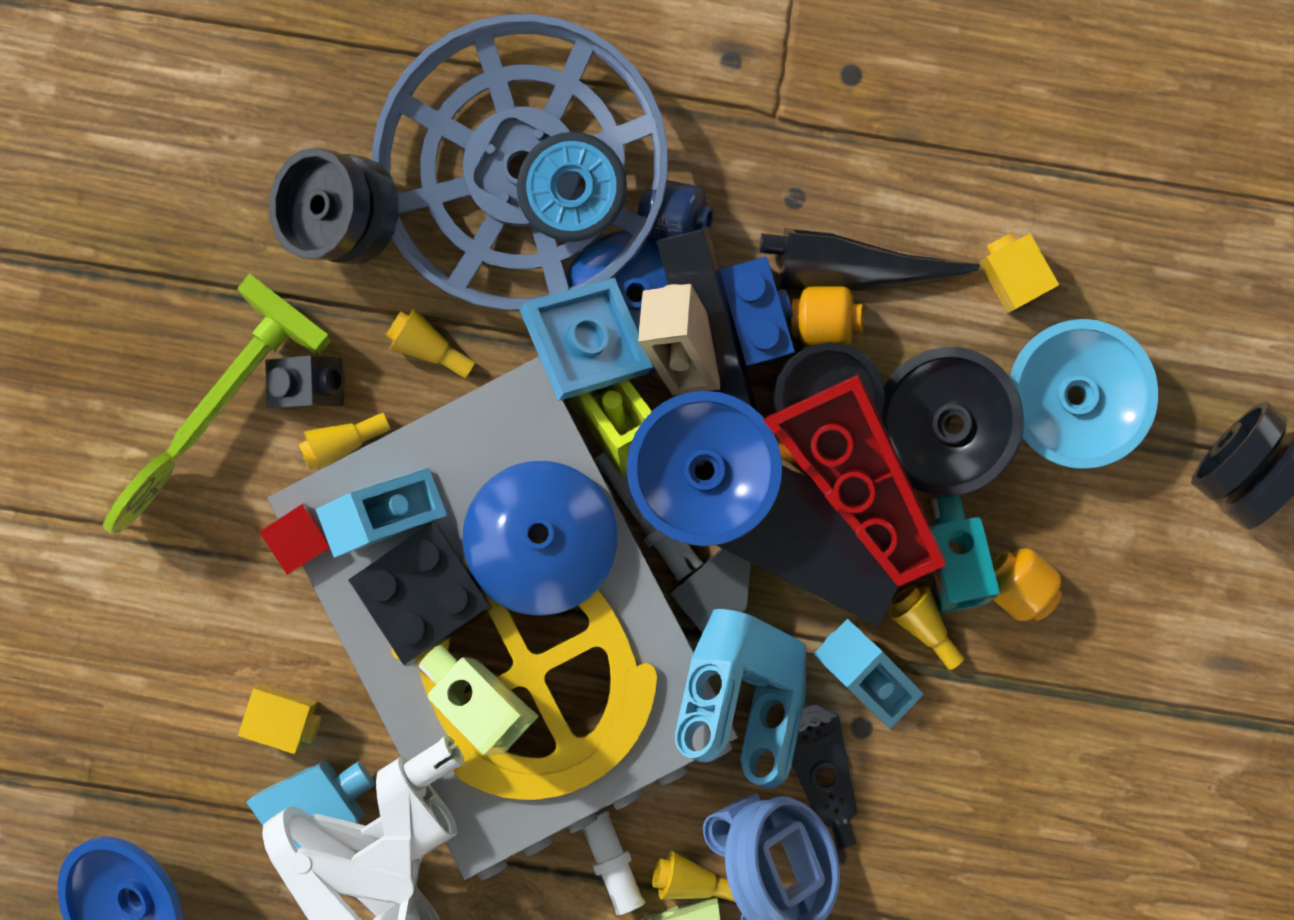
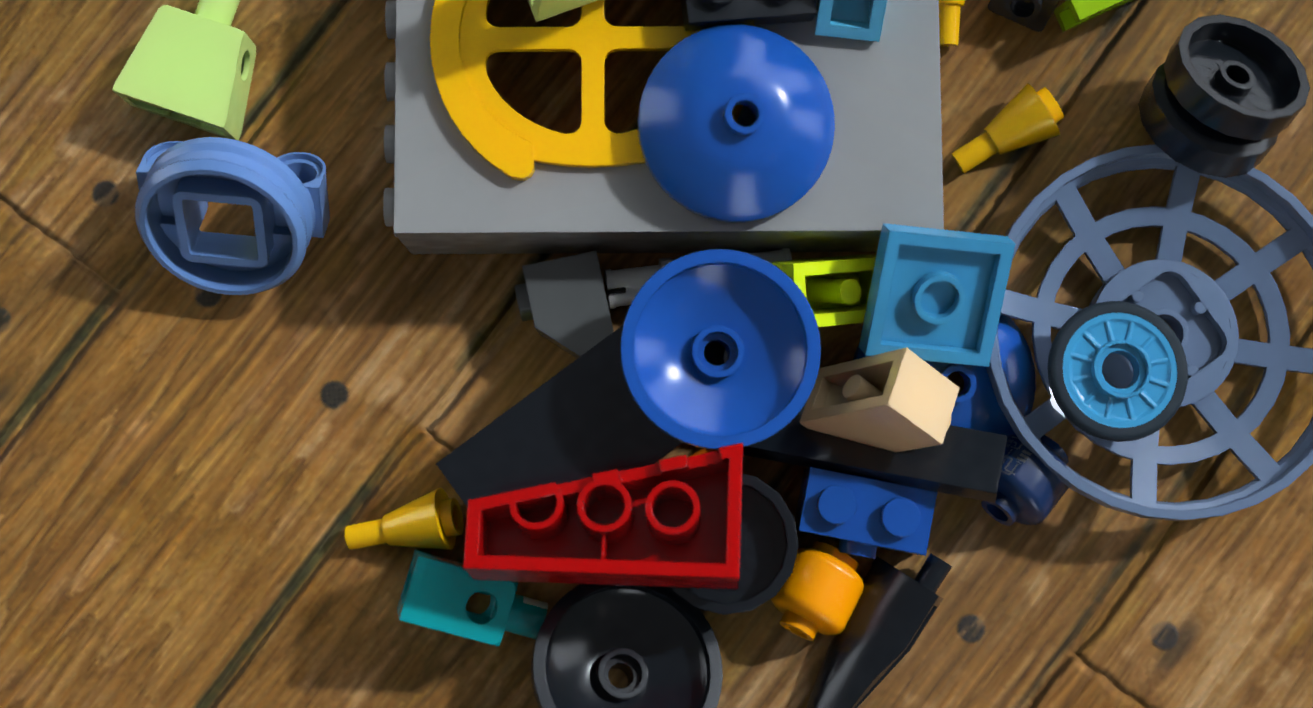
camera: 115 degrees right, 5 degrees down
(613, 864) = (330, 42): white pin -> none
(684, 879) = (273, 110): yellow cone -> none
(762, 655) = (494, 295): medium azure connector -> none
(821, 752) = (331, 333): black piece -> none
(868, 673) = (389, 429): medium azure slope -> none
(1026, 584) = (395, 662): light orange head -> none

